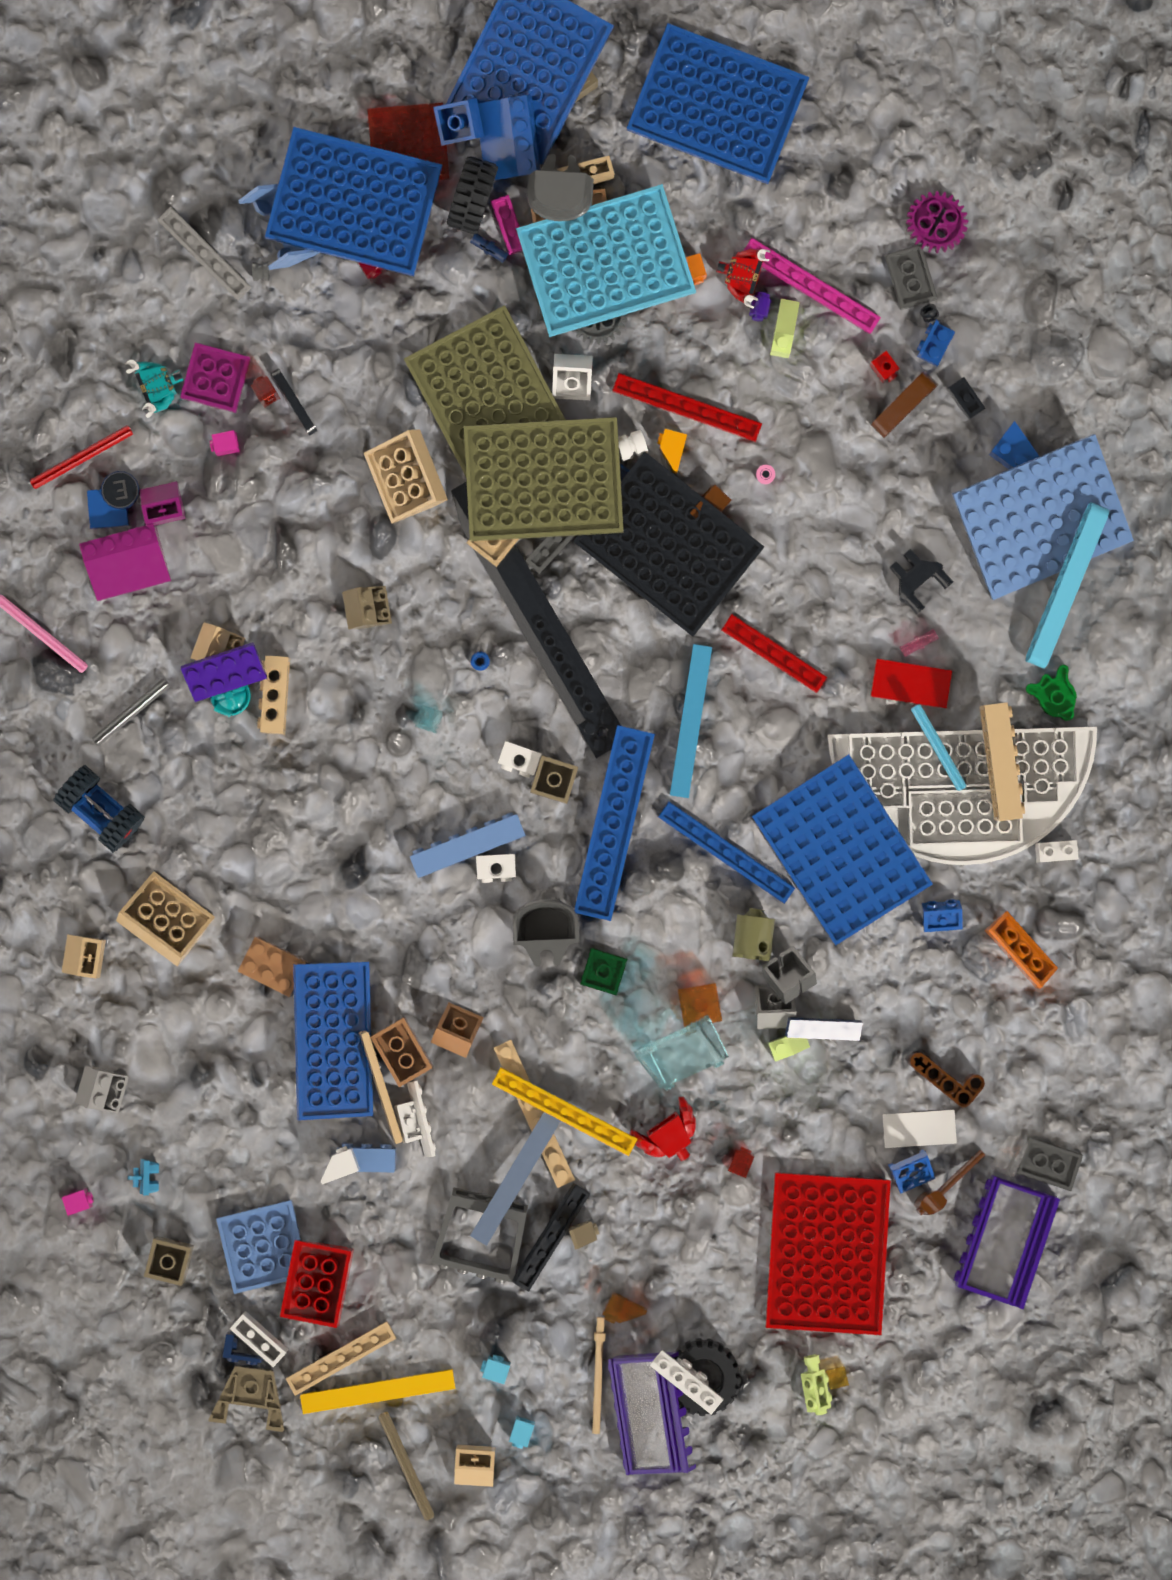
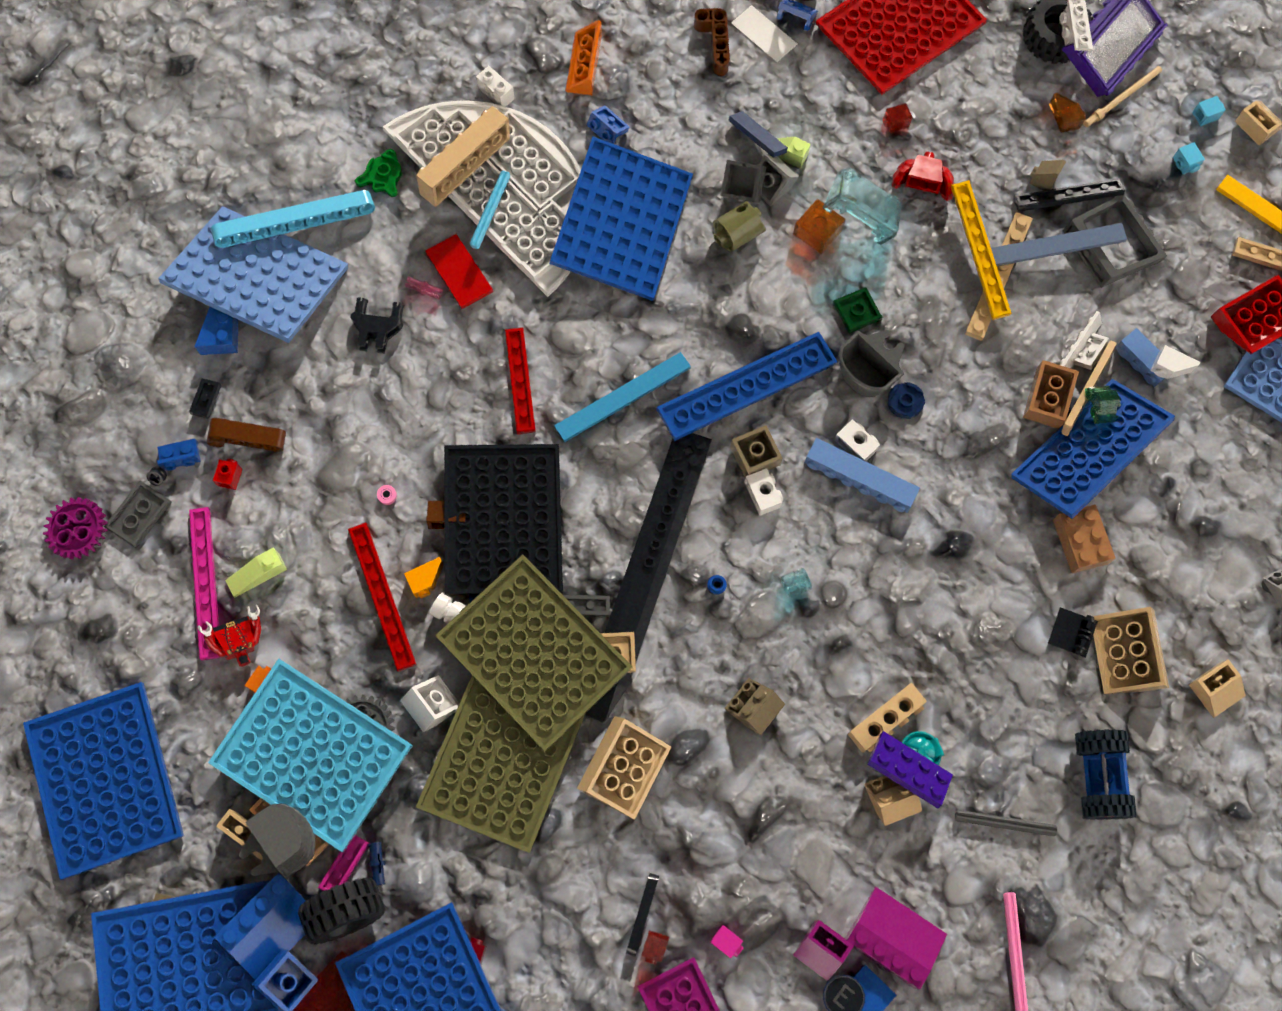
camera: 135 degrees left, 15 degrees down
(215, 891) = (1073, 632): none -> black hinge
(358, 1078) = (1104, 403): none -> clear green cylinder
(457, 1029) = (996, 371): medium nougat slope -> none
(496, 939) = (906, 400): none -> dark blue tile
(726, 852) = (695, 298): blue tile -> none
(761, 307) = (252, 601): dark purple brick -> none

